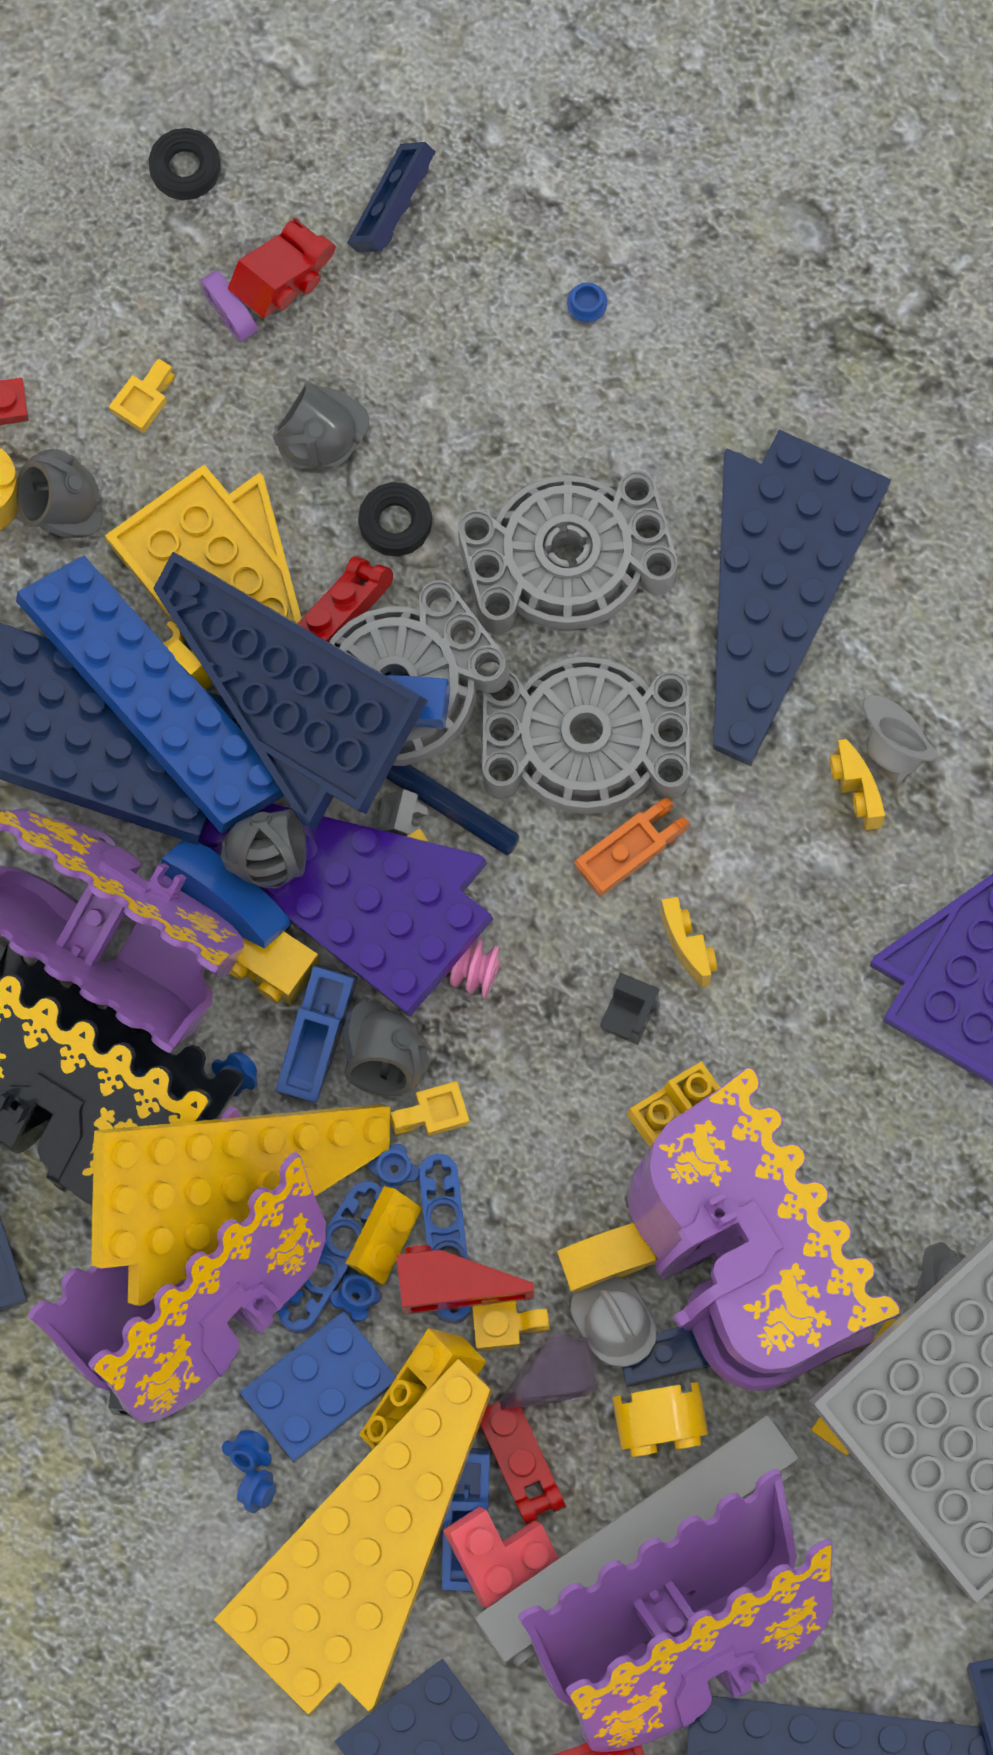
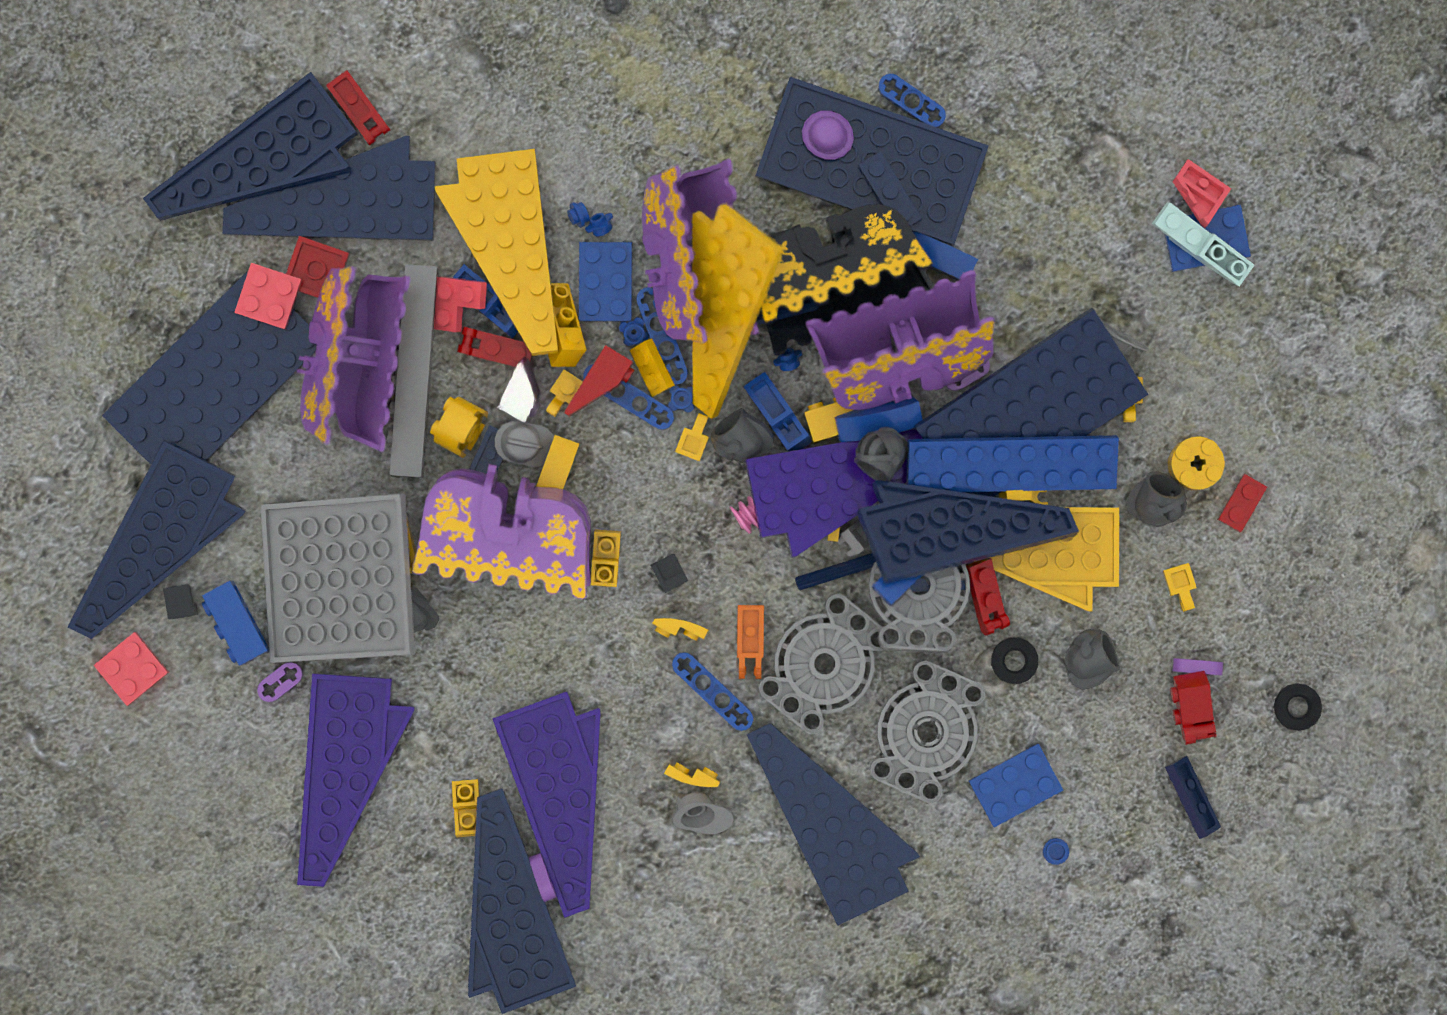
camera: 130 degrees right, 15 degrees up
(546, 406) = (1015, 785): none -> blue plate
(735, 844) = (715, 688): none -> blue beam

